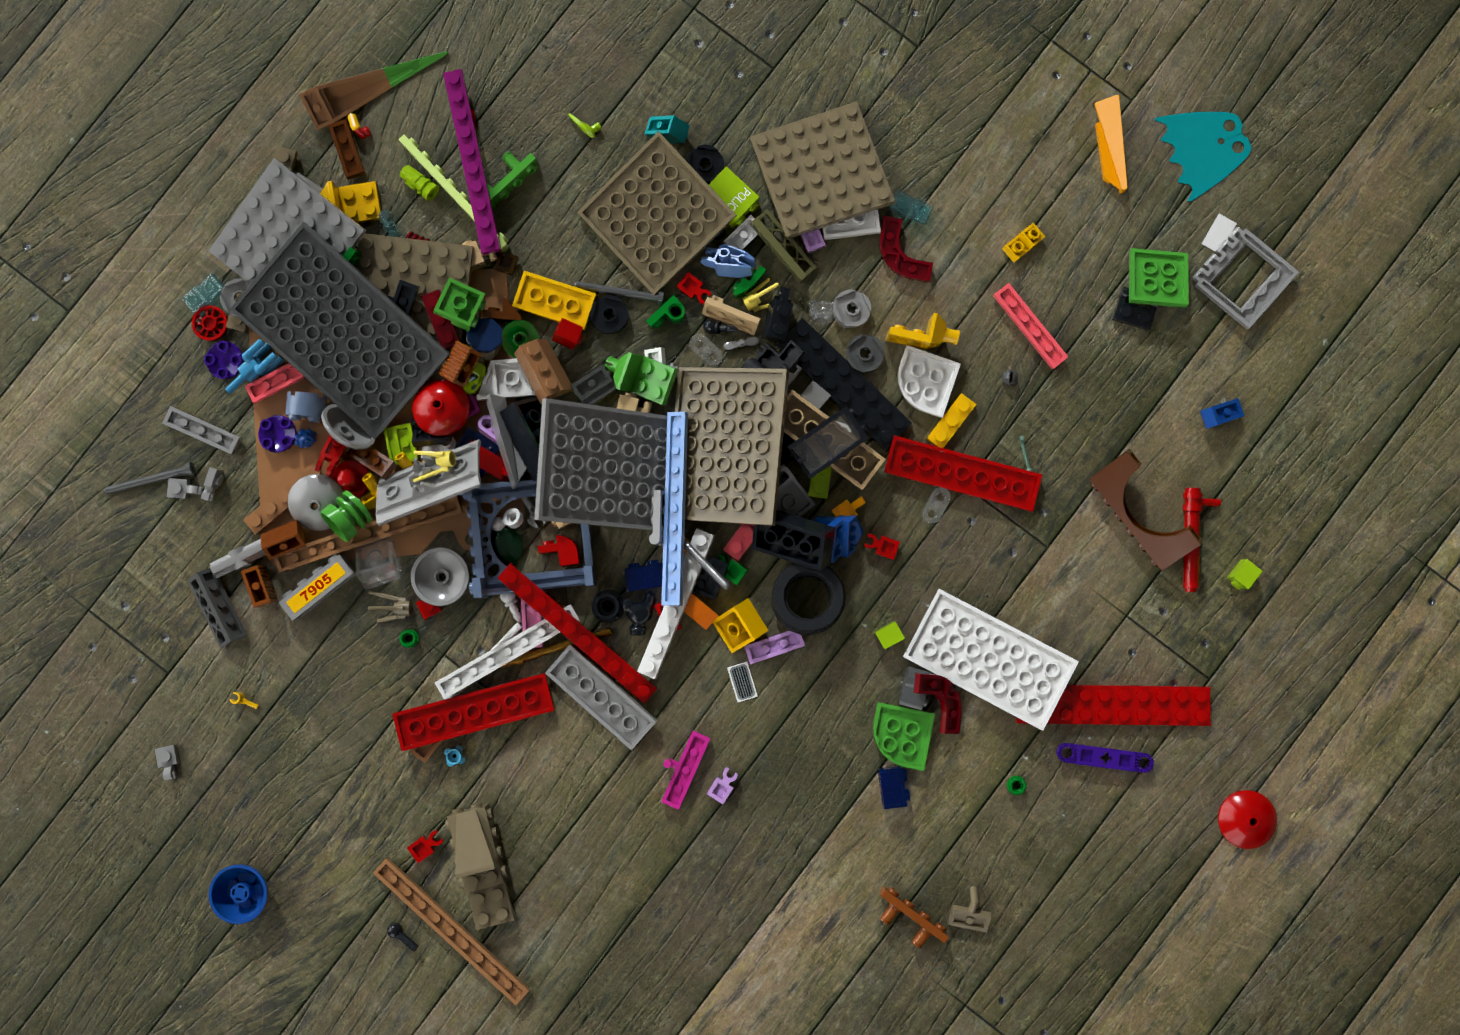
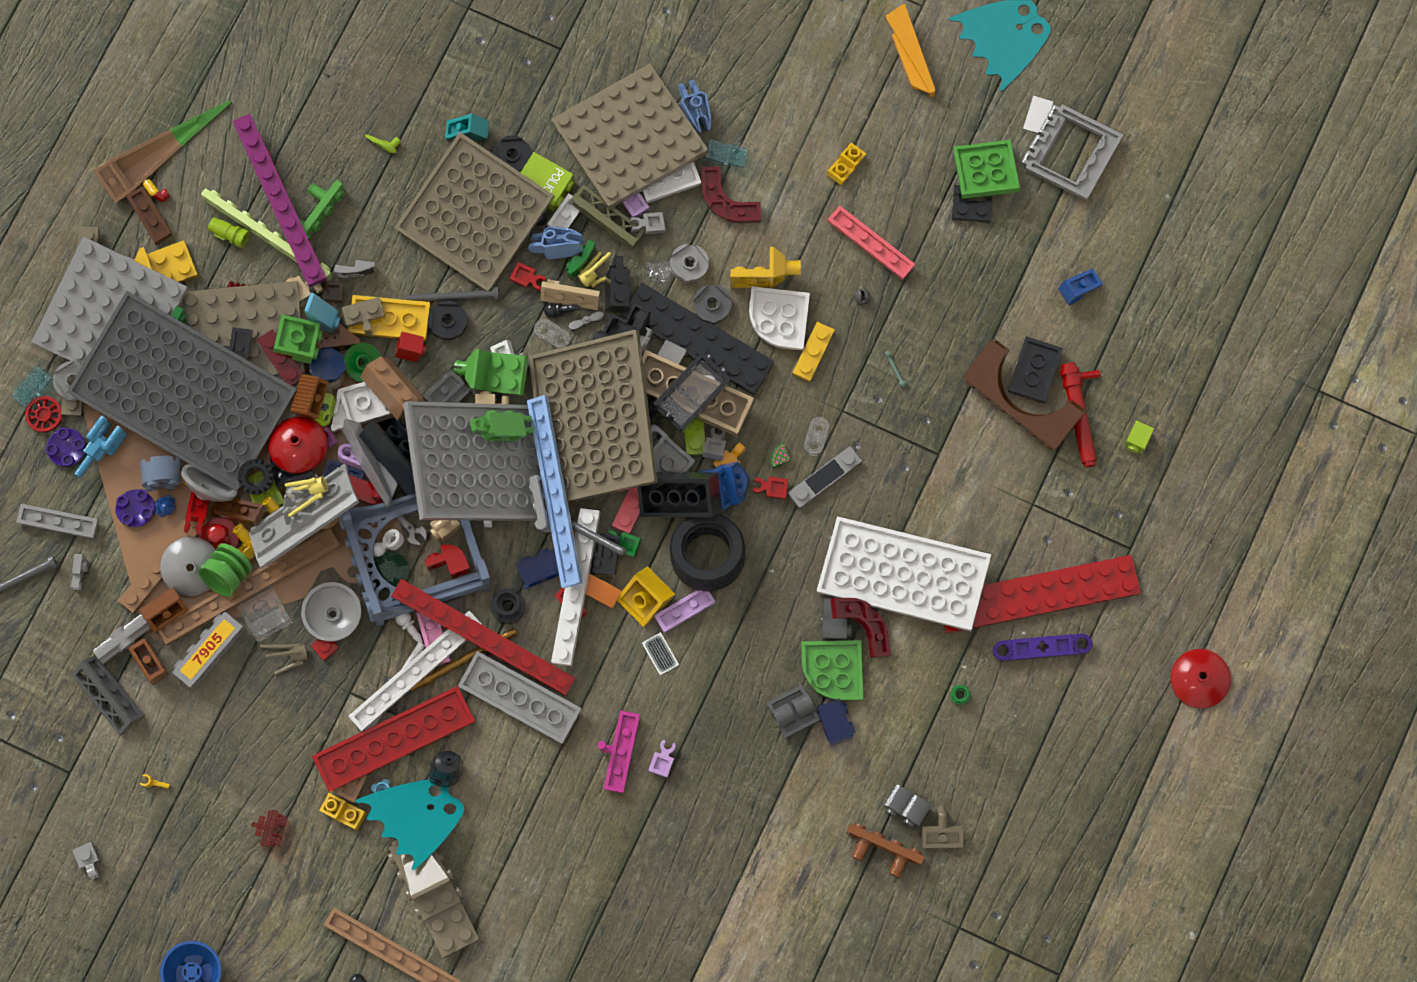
camera: 15 degrees left, 10 degrees down
(181, 489) = (46, 584): light grey plate -> none
(273, 383) = (122, 457): coral plate -> none
(339, 778) = (268, 837): none -> clear red hips
(386, 217) = (203, 274): clear light blue bar -> none
(403, 638) = (311, 676): green plate -> none
(406, 430) = (243, 479): none -> black tyre
(414, 768) = (343, 811): none -> yellow slope
(423, 847) = (369, 889): red plate -> none
(471, 794) = (409, 821): none -> teal piece
(489, 284) = (323, 313): none -> medium azure slope
(517, 751) = (446, 769): none -> black helmet
(530, 291) = (363, 313): none -> dark tan plate
(536, 246) = (361, 269): none -> light grey slope
(636, 436) = (502, 426): none -> bright green hinge
(639, 612) = (540, 605): black animal -> none
(664, 311) = (503, 304): green plate -> none
(824, 261) = (652, 223): none -> light grey plate
(837, 494) = (714, 446): none -> light grey plate
(855, 767) = (793, 711): none -> dark grey plate
(889, 635) = (798, 571): lime panel -> none
(891, 154) = (695, 106): none -> medium blue hinge
(896, 516) = (779, 456): none -> green tile
(934, 546) = (824, 477): none -> light grey plate
(943, 882) = (907, 805): none -> dark grey brick
(963, 473) = (836, 399): red plate -> none
(1160, 486) = (1035, 370): none -> black plate

